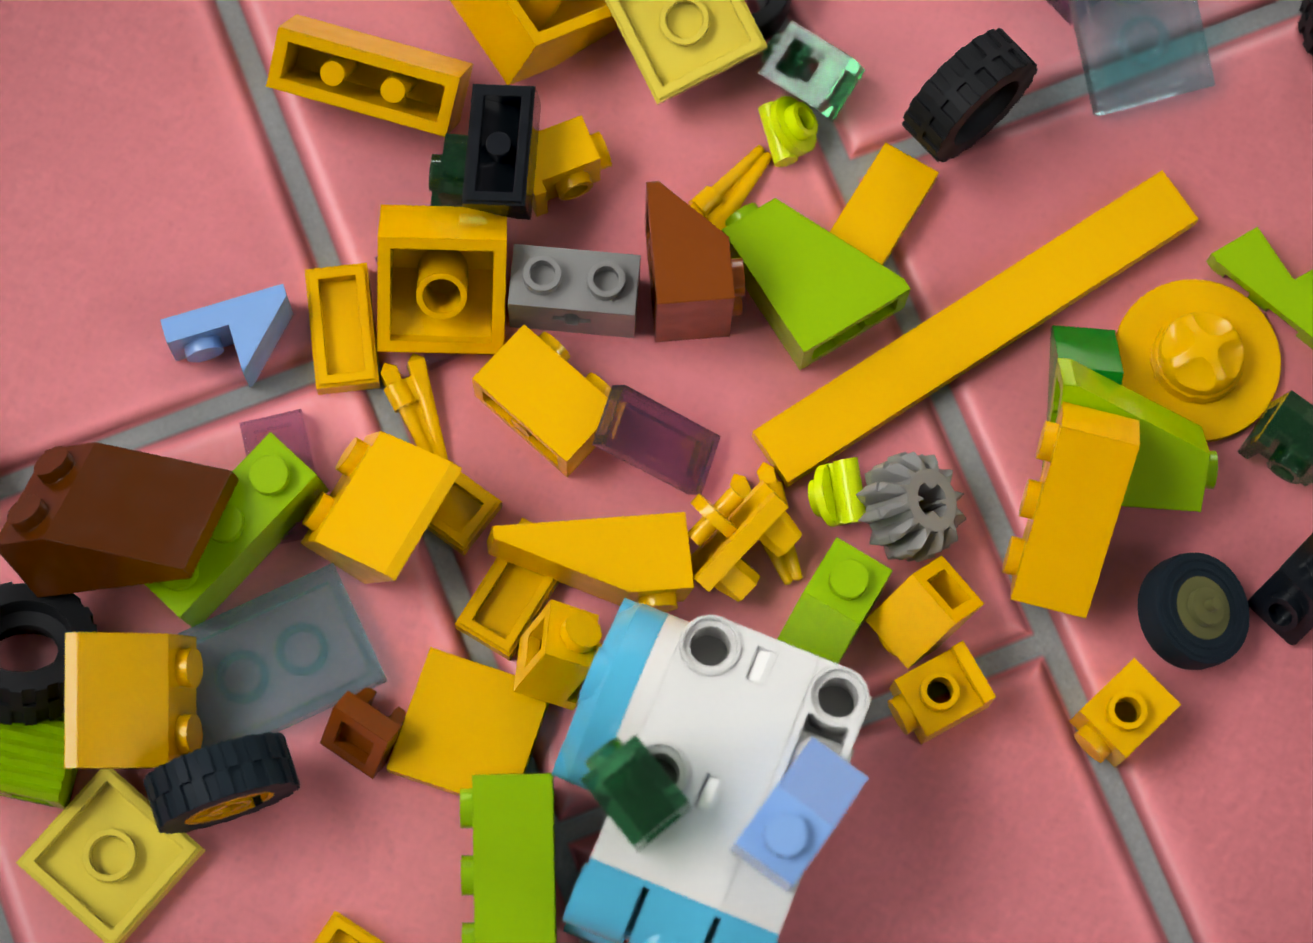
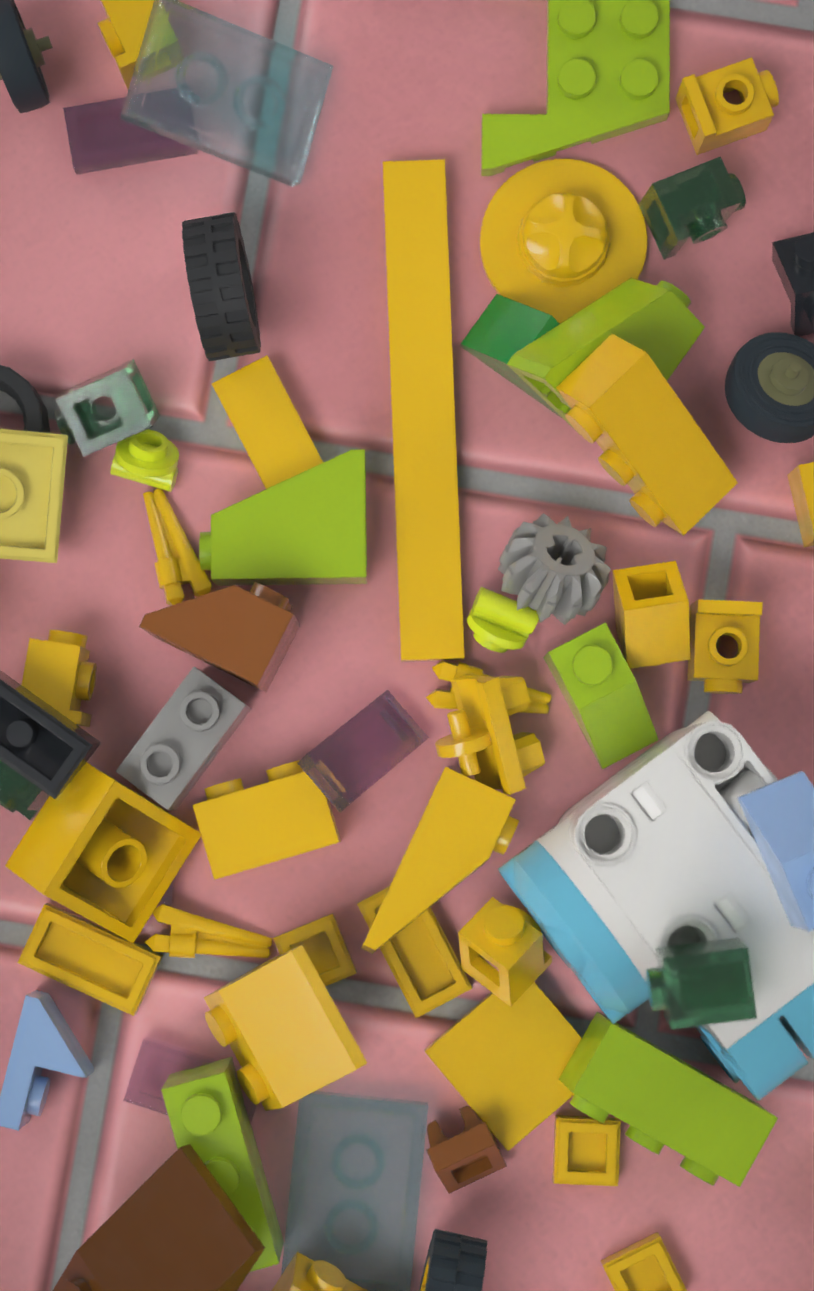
camera: 55 degrees left, 10 degrees up
(426, 840) = (586, 1151): none -> yellow tile

